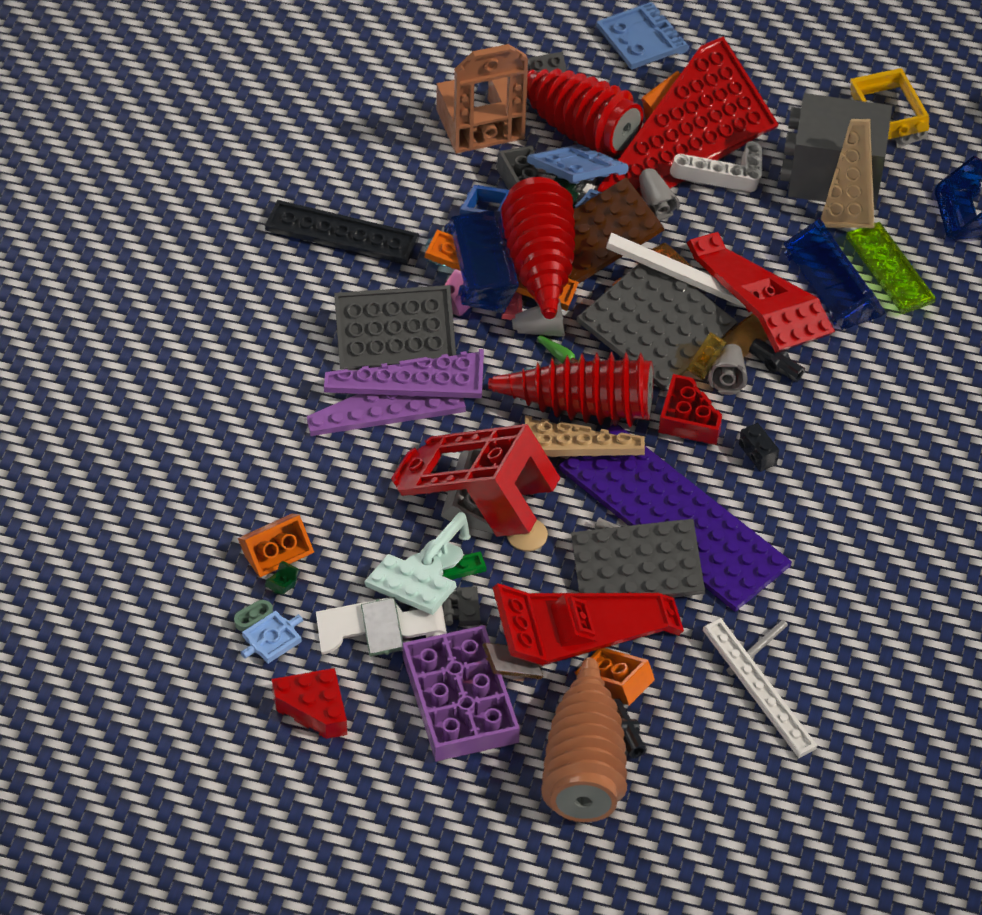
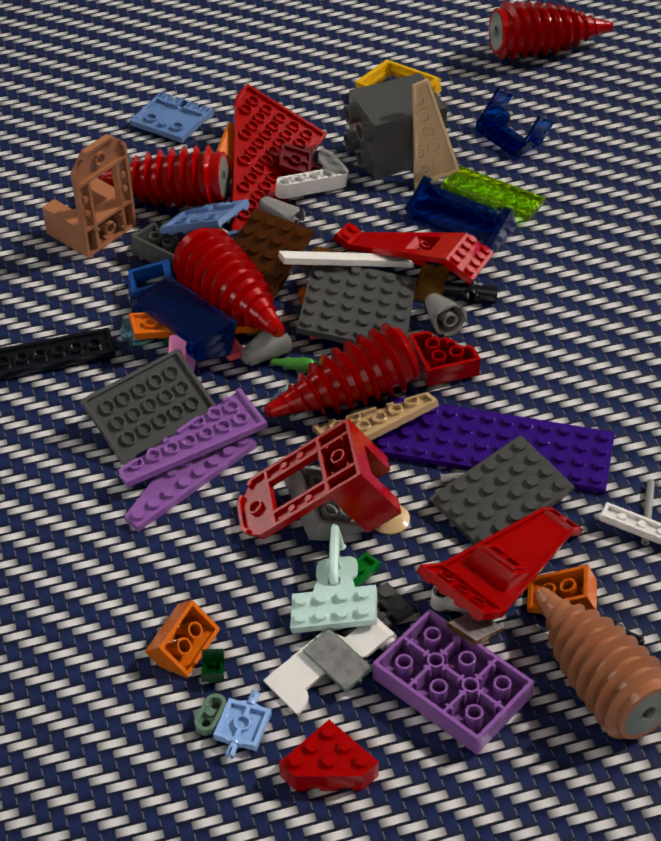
camera: 30 degrees left, 5 degrees down
(706, 355) = (419, 311): clear yellow brick -> none
(716, 141) = (294, 159): none -> dark red plate
(758, 447) = (515, 359): black brick -> none

